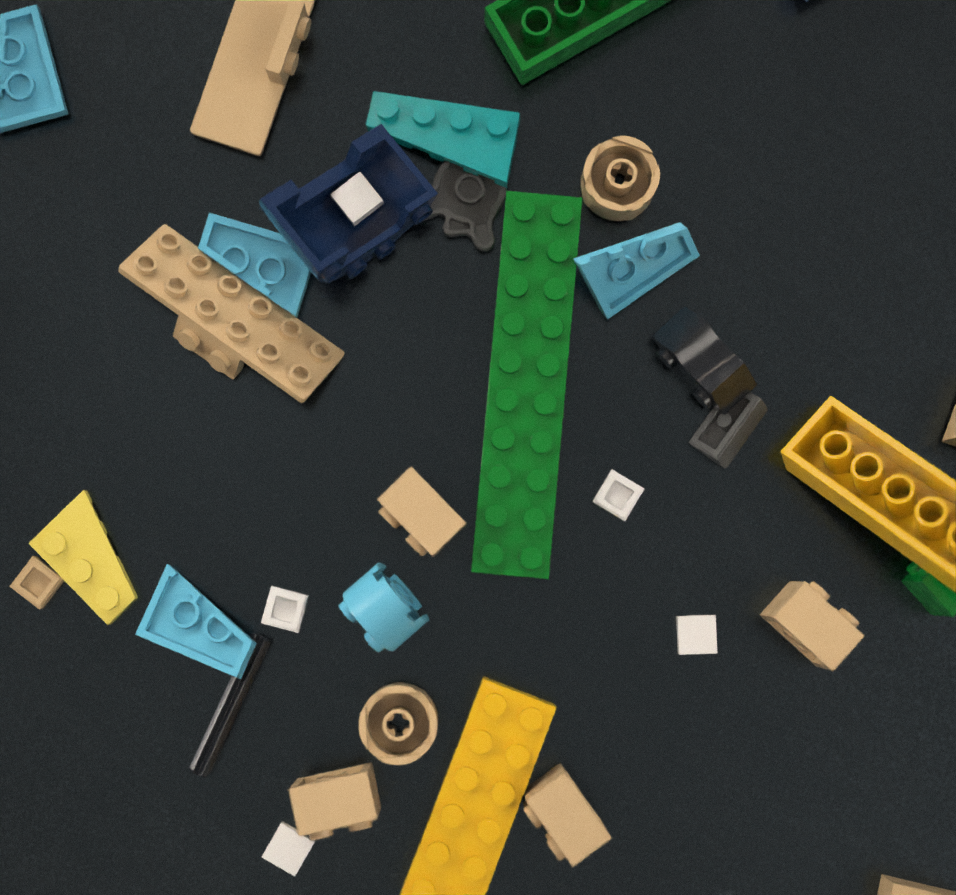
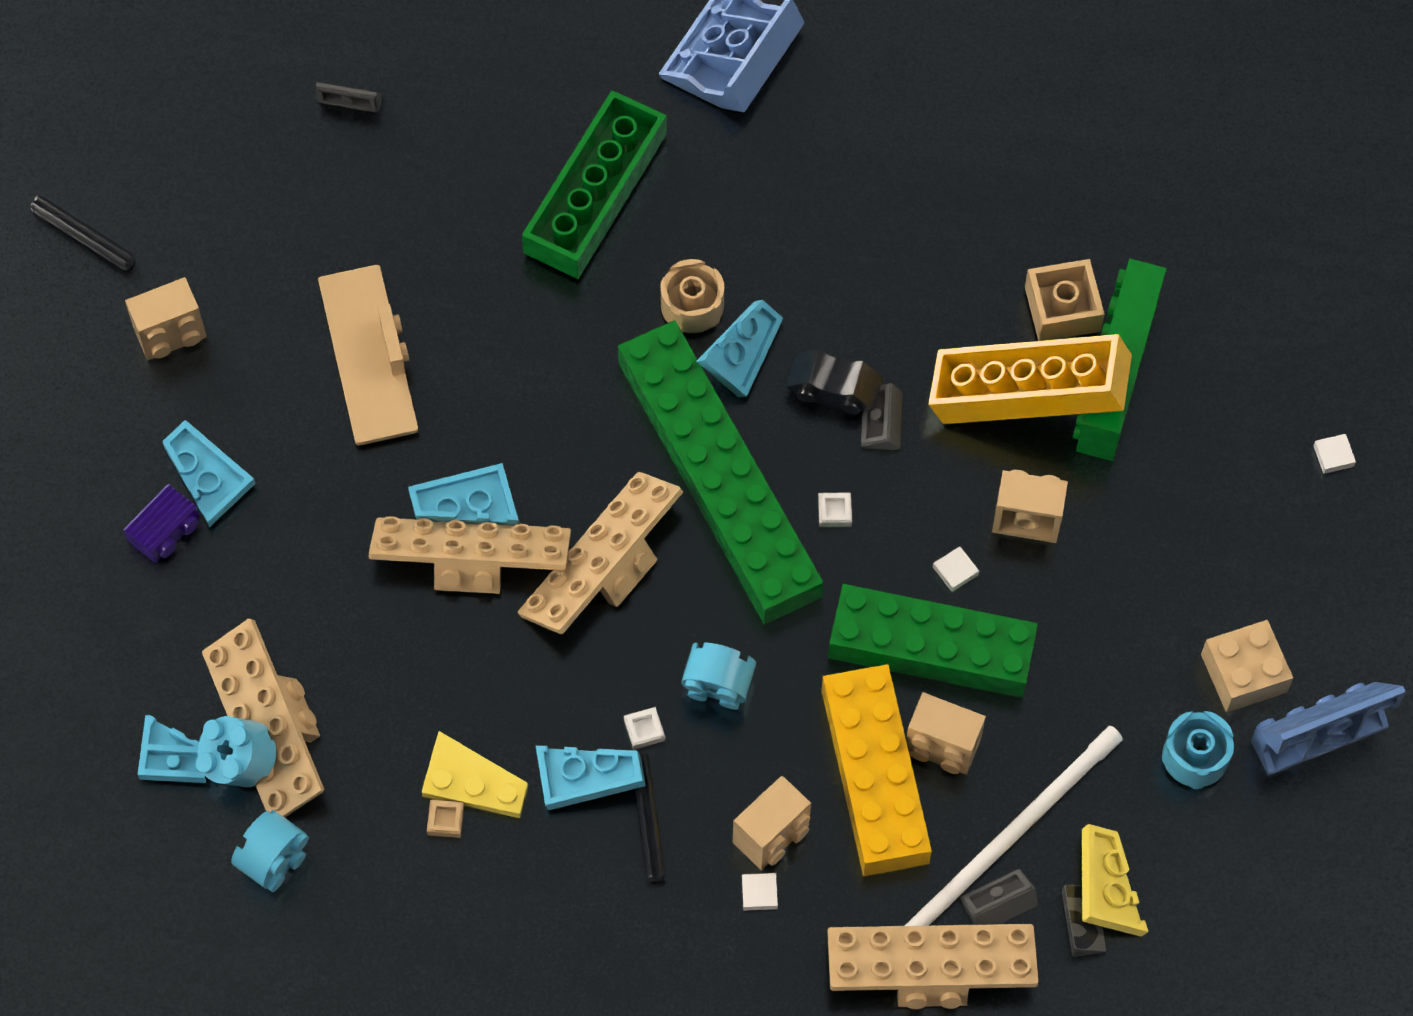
camera: 30 degrees left, 20 degrees down
(322, 231) = (516, 417): dark blue cylinder -> none
(356, 408) = (606, 558): none -> tan bracket
(357, 198) = (511, 416): white tile -> none
(383, 739) = (782, 730): tan brick -> none
(421, 512) = (702, 593): tan brick -> none
(462, 134) = (557, 332): teal wing -> none
(467, 204) = (589, 373): dark grey tile -> none
(623, 702) = (932, 640): none -> green brick

